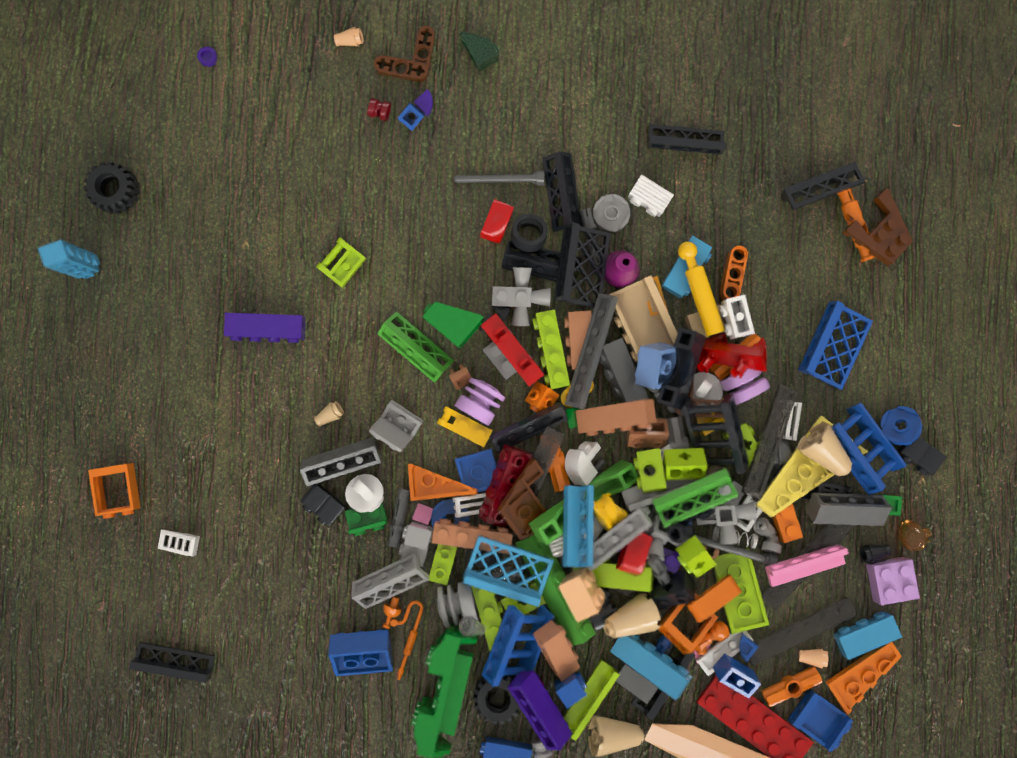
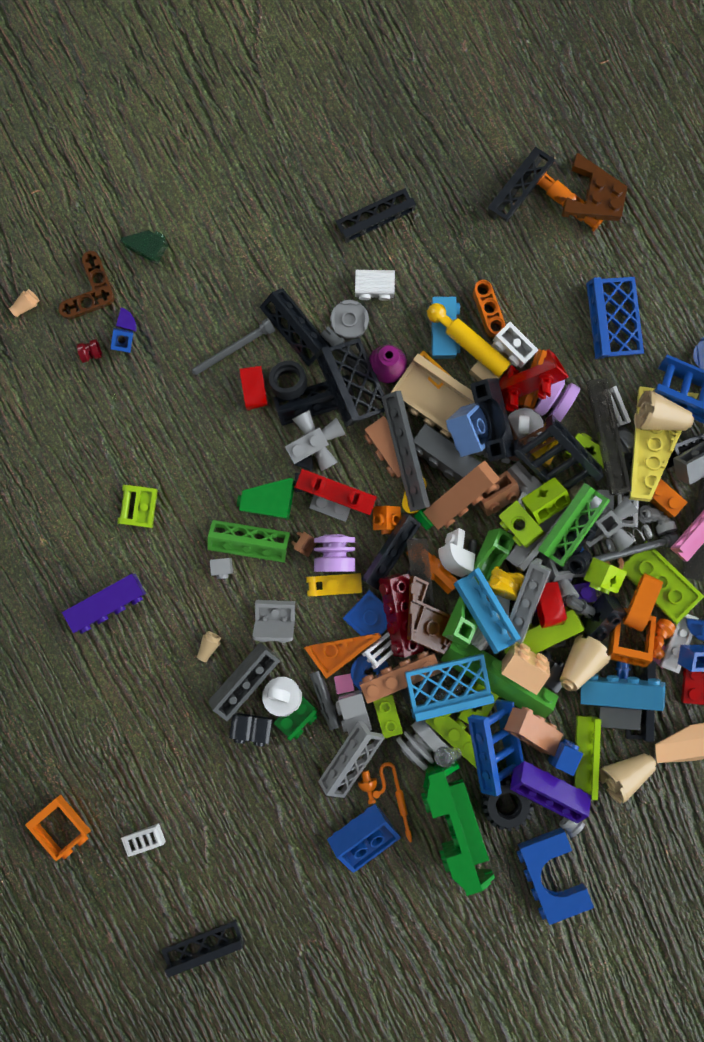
camera: 30 degrees left, 0 degrees up
(379, 355) = (221, 567): none -> light grey plate
(552, 349) = (367, 467): lime brick -> none

